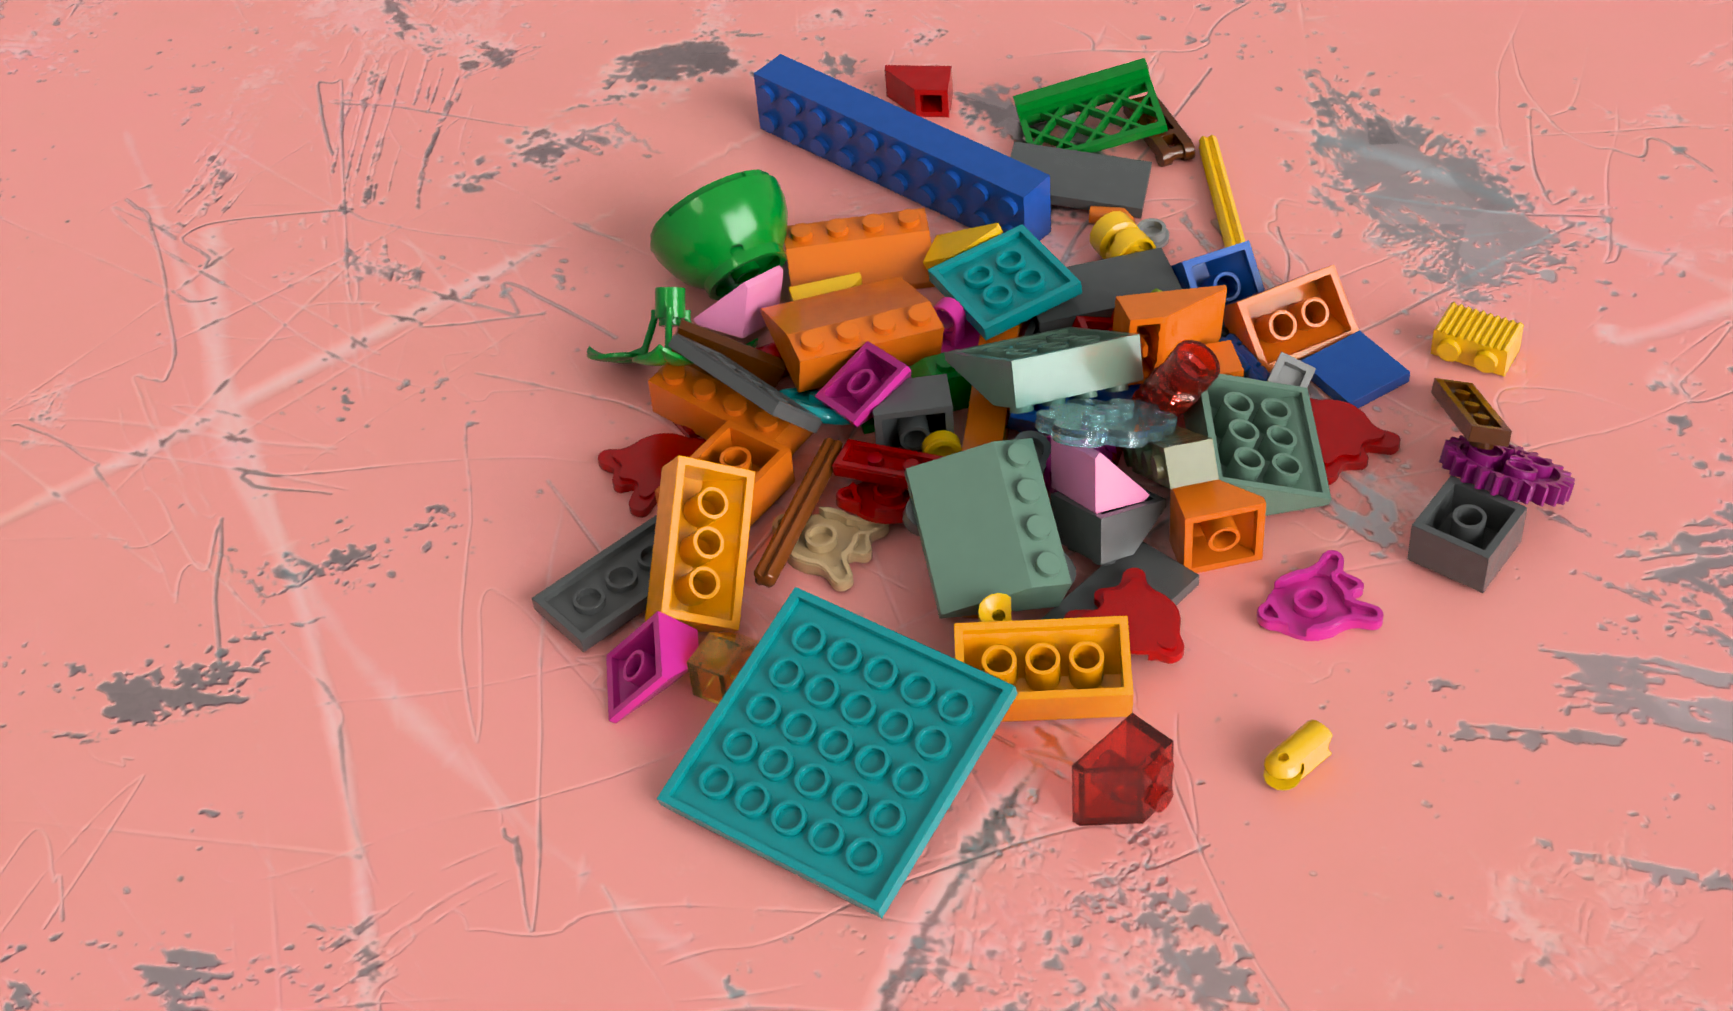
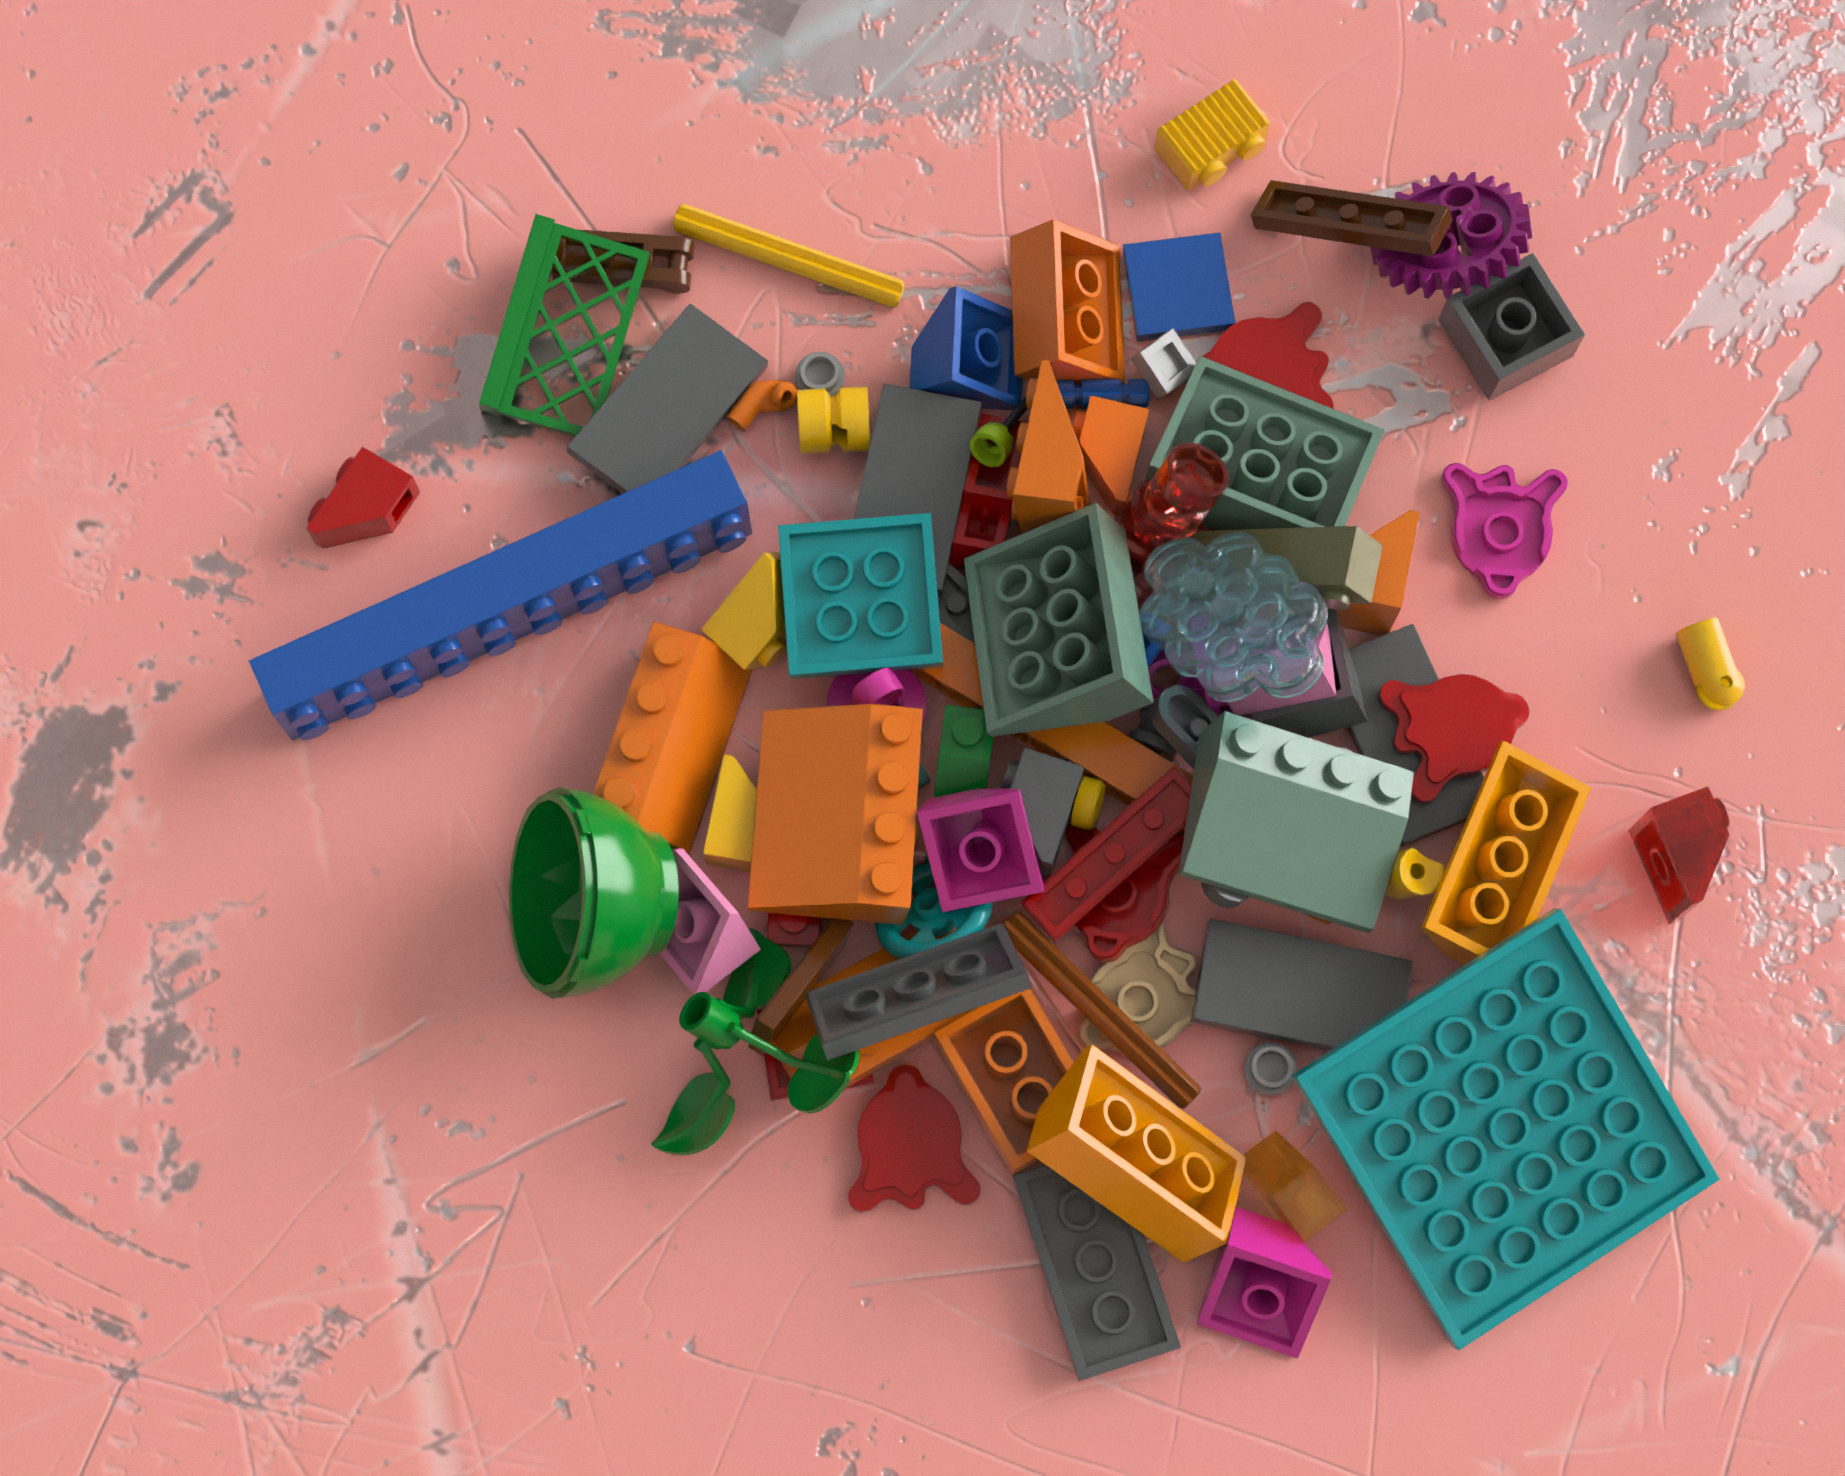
camera: 70 degrees left, 30 degrees up
(877, 586) = (1293, 986): none -> dark grey tile

